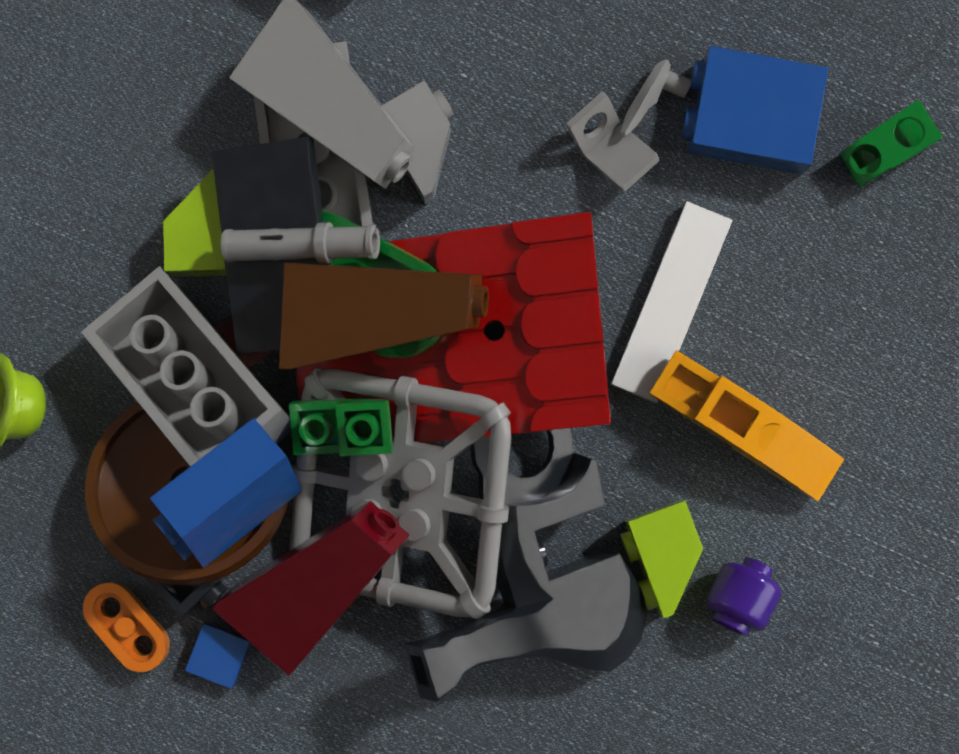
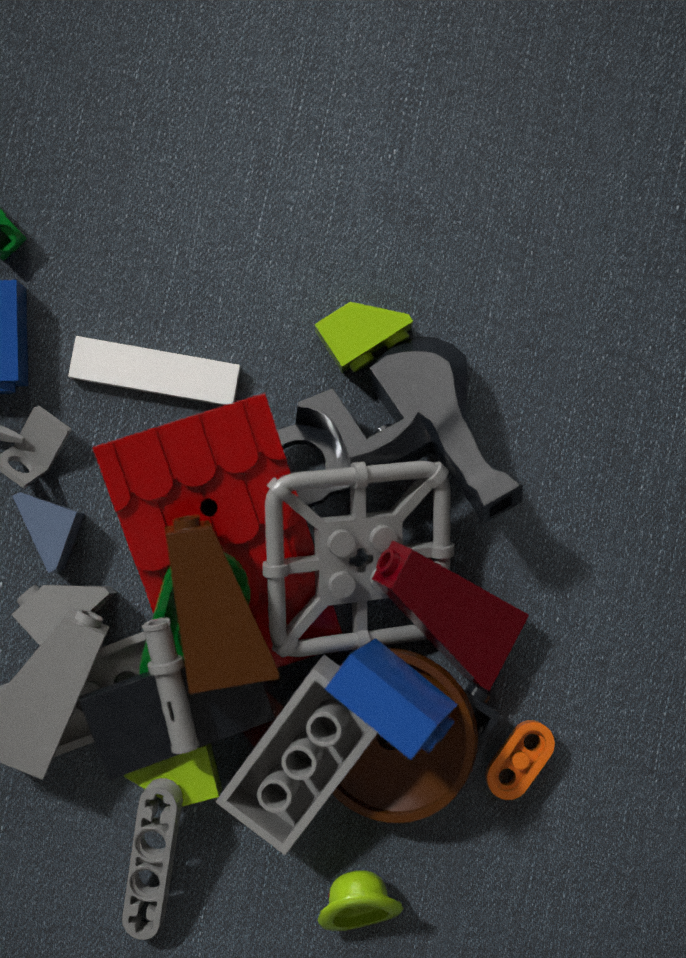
camera: 105 degrees left, 0 degrees up
(110, 185) = (155, 860): none -> light grey beam
(218, 655) = (525, 678): blue tile -> none
(341, 427) = (316, 616): green slope -> none
(514, 145) = (51, 528): none -> sand blue slope
(743, 596) = (381, 262): dark purple head -> none
(747, 425) = (241, 288): light orange slope -> none

